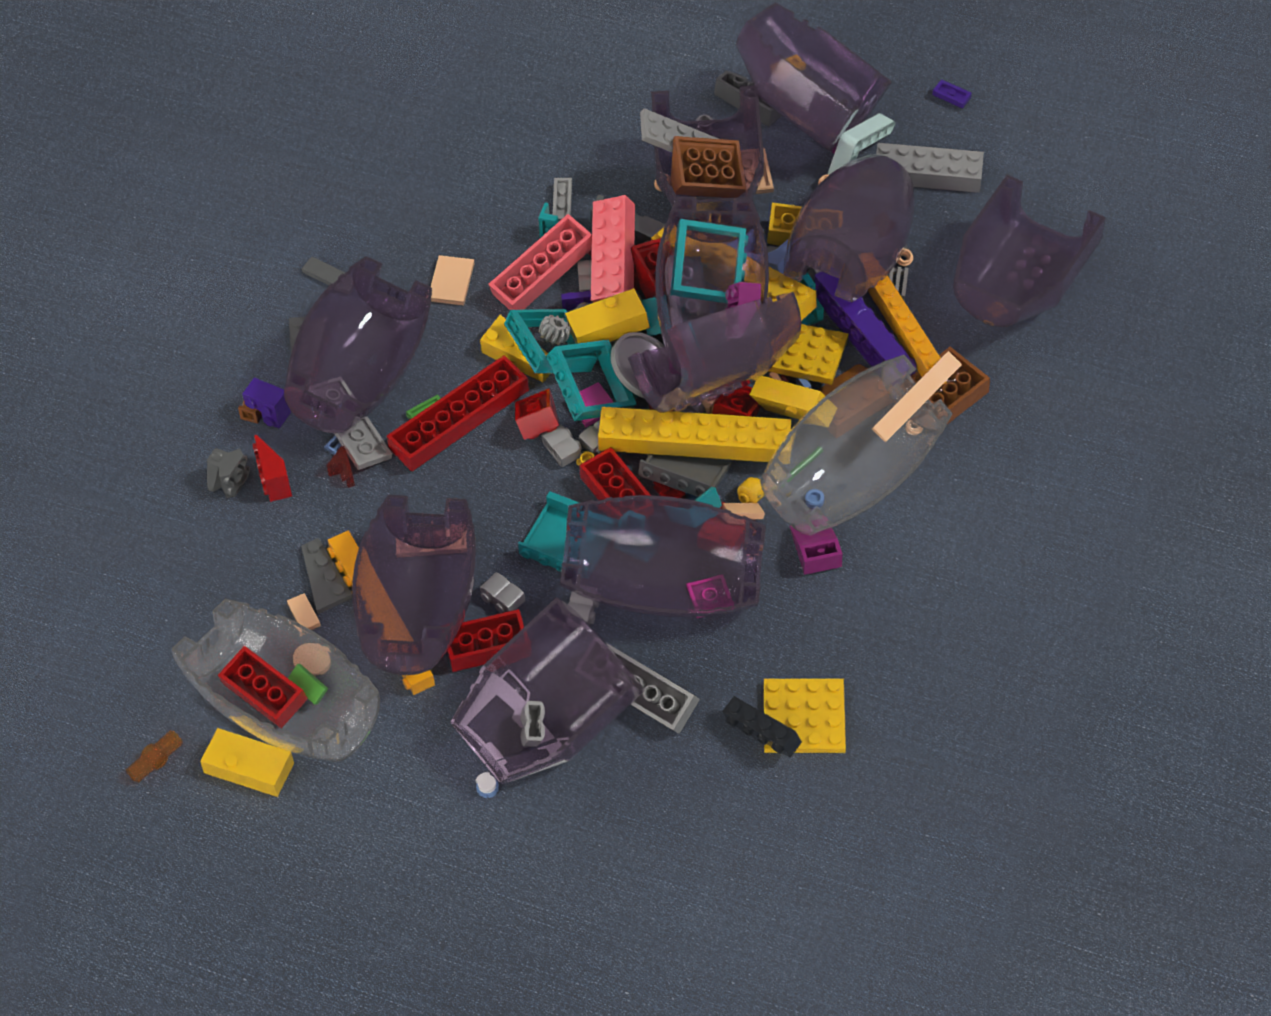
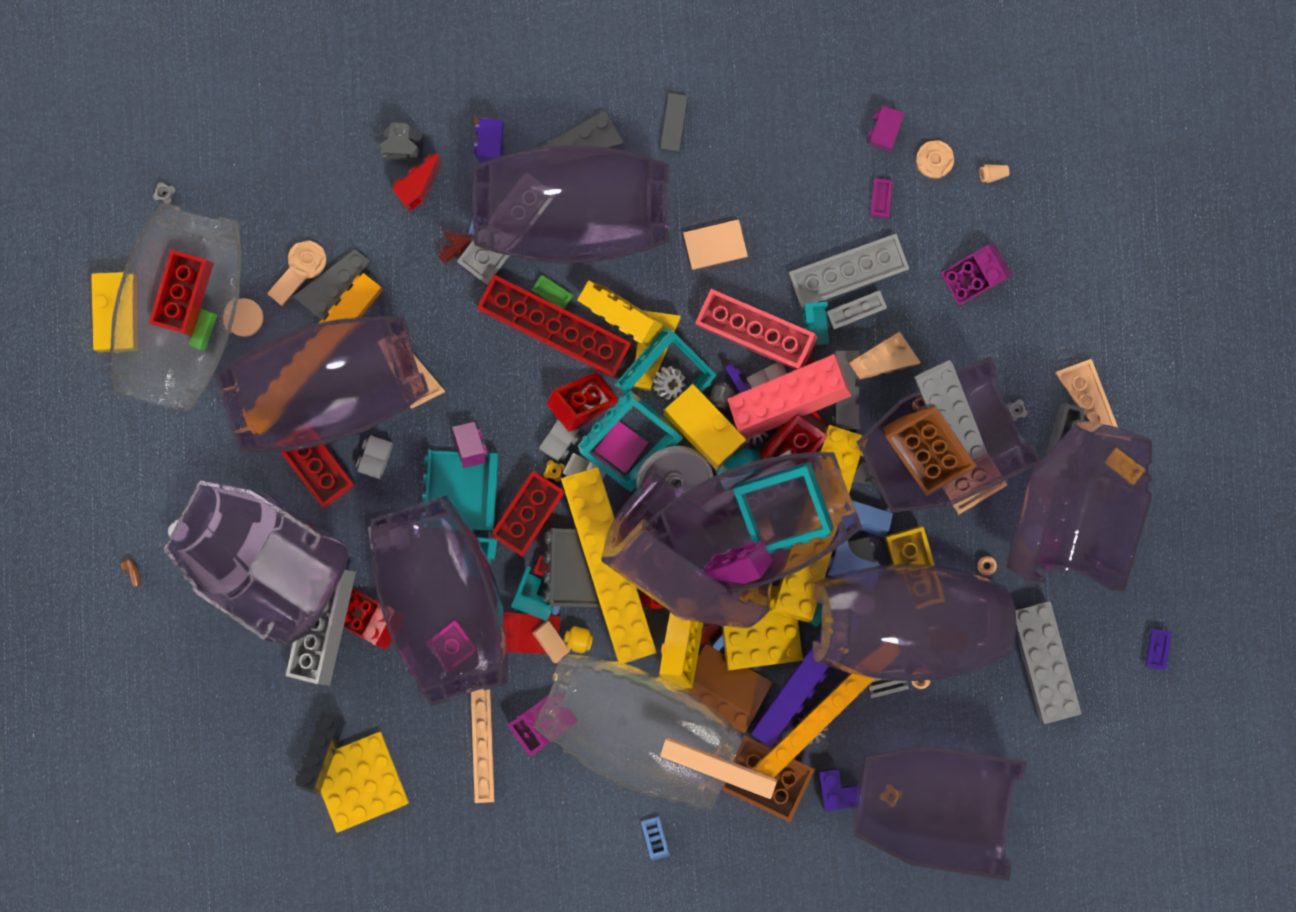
camera: 65 degrees right, 30 degrees up
(154, 756) = (90, 227): clear orange piece -> none
(156, 679) = (161, 187): none -> light grey plate
(288, 587) = (307, 259): none -> light nougat tile
(421, 130) = (886, 128): none -> magenta brick
(464, 111) = (935, 159): none -> light nougat tile
(473, 352) = (620, 312): none -> yellow wedge
(476, 156) = (881, 198): none -> magenta tile
(497, 77) = (993, 172): none -> light nougat cone
(504, 837) = (133, 571): none -> dark orange arm
(525, 195) = (849, 270): none -> light grey plate
(530, 510) = (469, 445): none -> brick
(533, 727) = (242, 548): light grey brick -> none
(576, 111) = (976, 274): none -> magenta slope
(614, 185) = (885, 358): none -> light nougat wing
(655, 645) = (367, 620): none -> red slope
(704, 73) = (1087, 392): none -> light nougat wing
(814, 498) = (590, 703): medium blue tile -> none
(815, 602) = (482, 746): none -> light nougat tile
(860, 138) = (1053, 586): light aqua beam -> none
(973, 501) = (654, 856): none -> medium blue slope
(978, 346) = (832, 793): none -> dark purple brick

